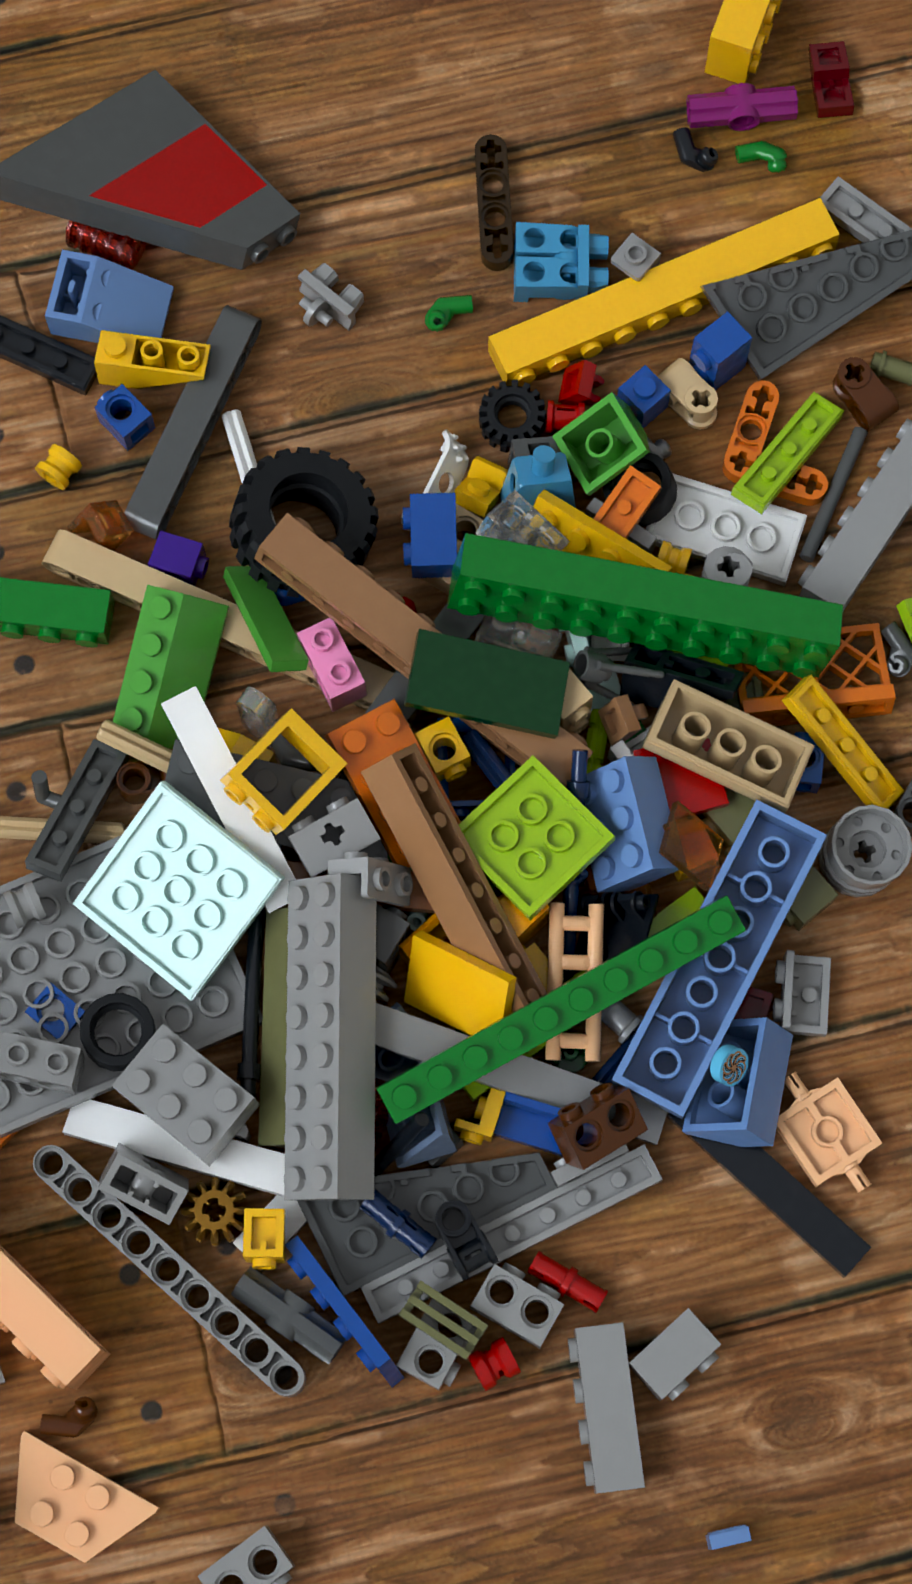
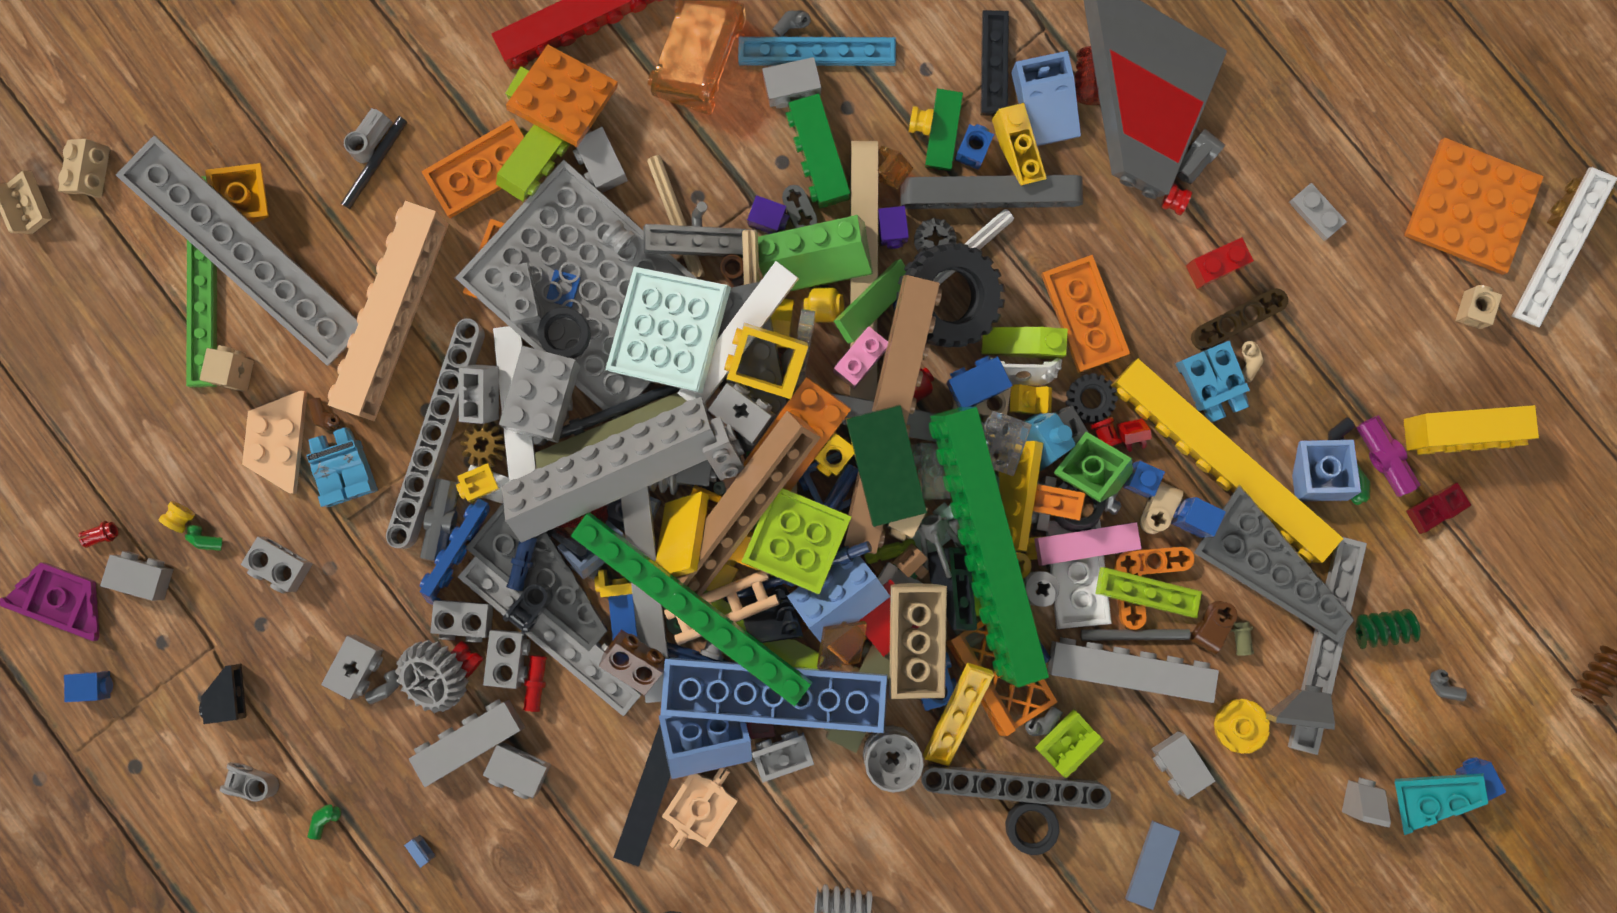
camera: 65 degrees right, 10 degrees up
(87, 708) = (768, 216): none -> dark purple brick
(94, 451) = (943, 129): none -> green tile
(95, 658) = (804, 203): none -> dark grey beam
(143, 1420) = (340, 469): none -> dark azure hips
(202, 522) = (926, 230): none -> dark grey gear
(232, 682) = (826, 303): none -> yellow head
(266, 154) = (1201, 152): none -> dark grey piece
(312, 208) = (1176, 200): none -> red wheel
(323, 303) = (1117, 252): light grey hips -> none
(401, 377) = (1086, 312): none -> orange plate
(404, 57) = (1317, 212): none -> light grey plate
(406, 460) = (1026, 342): none -> lime slope
(414, 193) = (1219, 263): none -> red brick
(414, 1300) = (471, 617): olive tile -> none
(441, 1547) = (341, 676): none -> light grey brick
(444, 310) = (1146, 320): green arm -> none
(481, 1478) = (385, 690): none -> dark grey arm
(482, 1399) = (431, 676): none -> light grey gear
(550, 208) = (1253, 360): none -> tan arm
(635, 257) = (1240, 432): light grey bracket -> none
(694, 497) = (1087, 543): none -> bright pink tile
(728, 182) = (1326, 471): none -> medium blue slope
(729, 1065) = (706, 730): medium azure tile -> none

